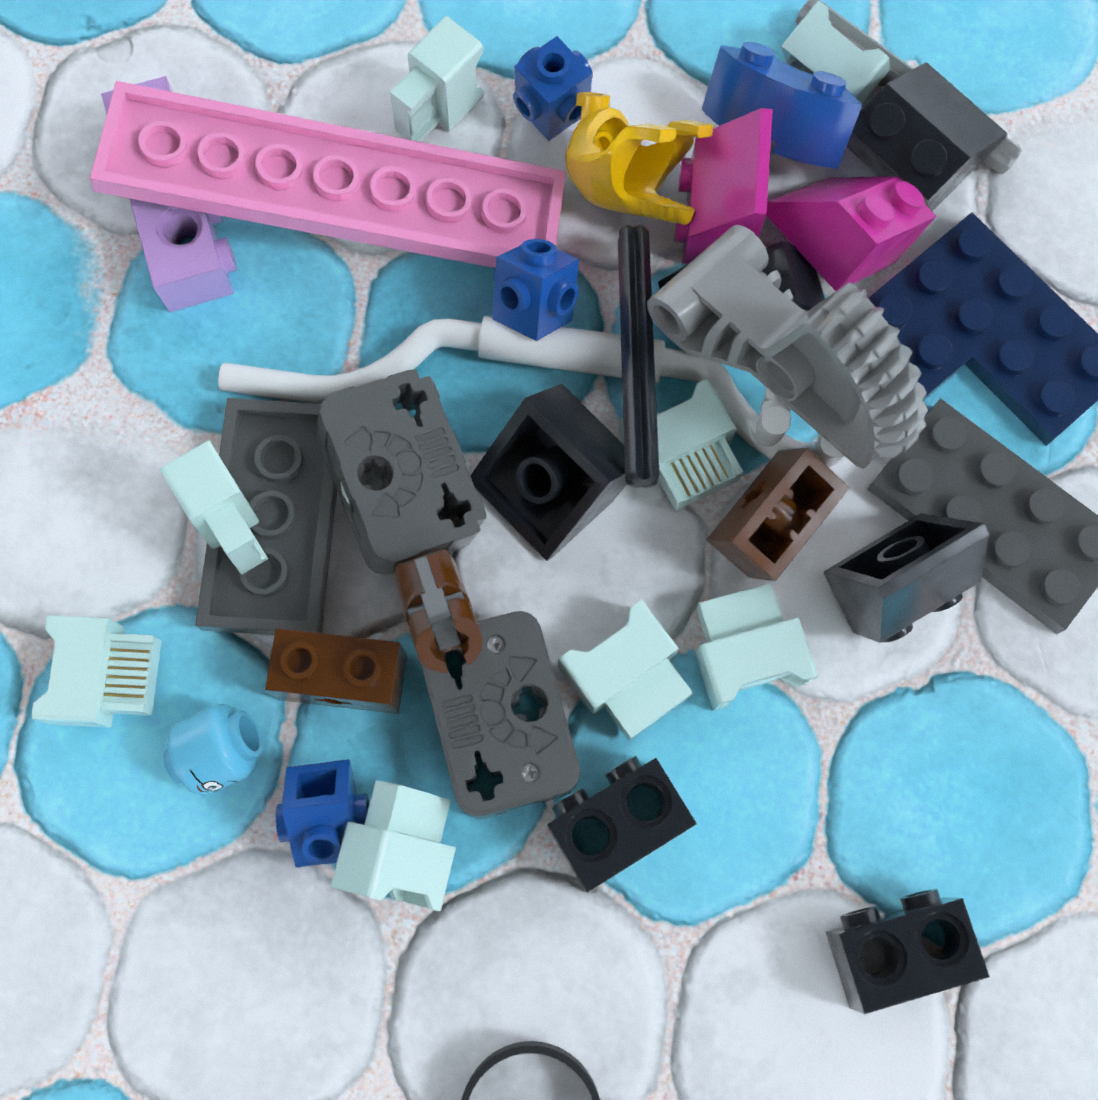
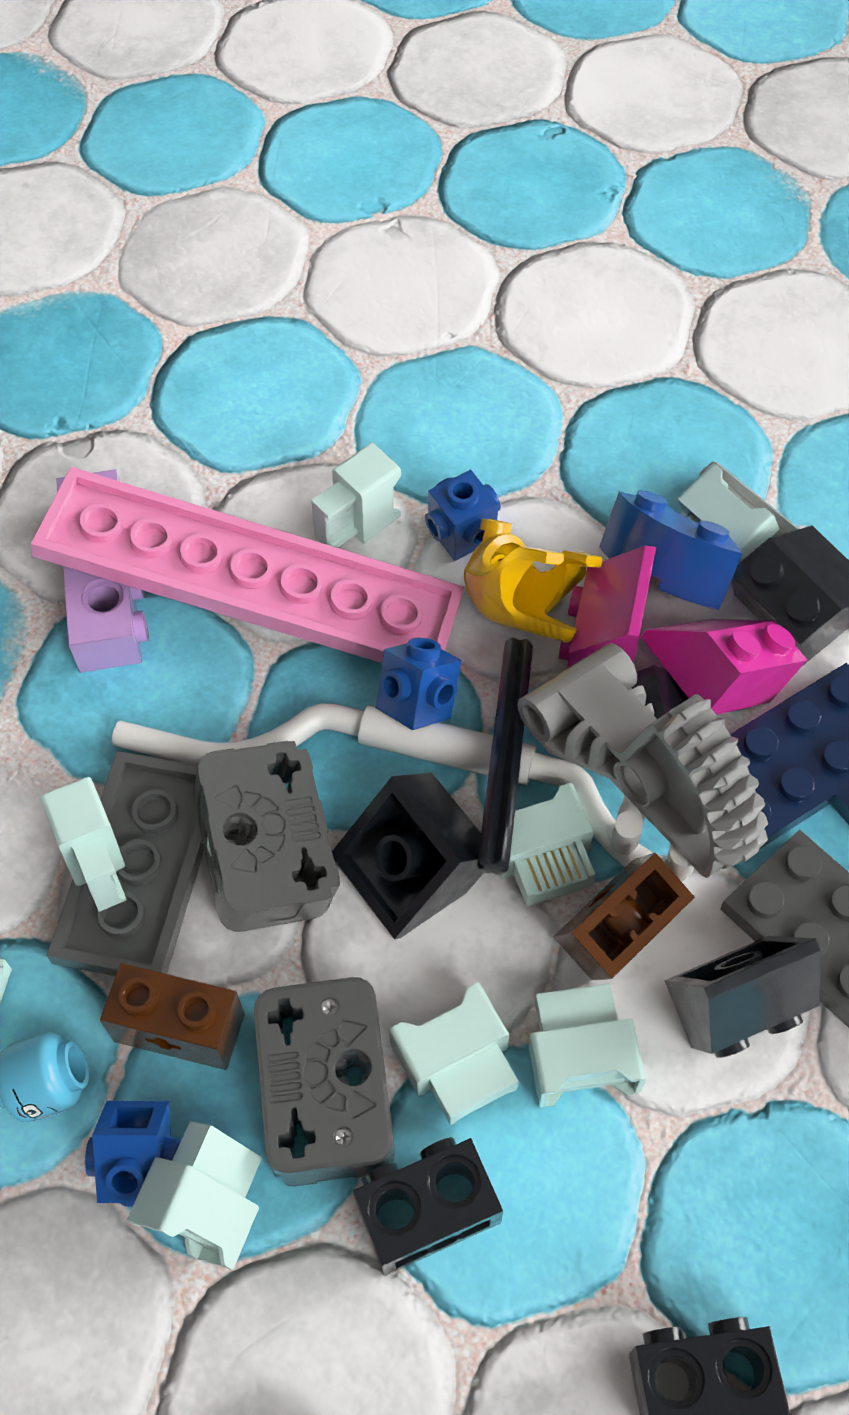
camera: 10 degrees right, 15 degrees down
(437, 609) = (276, 959): reddish brown plate -> none

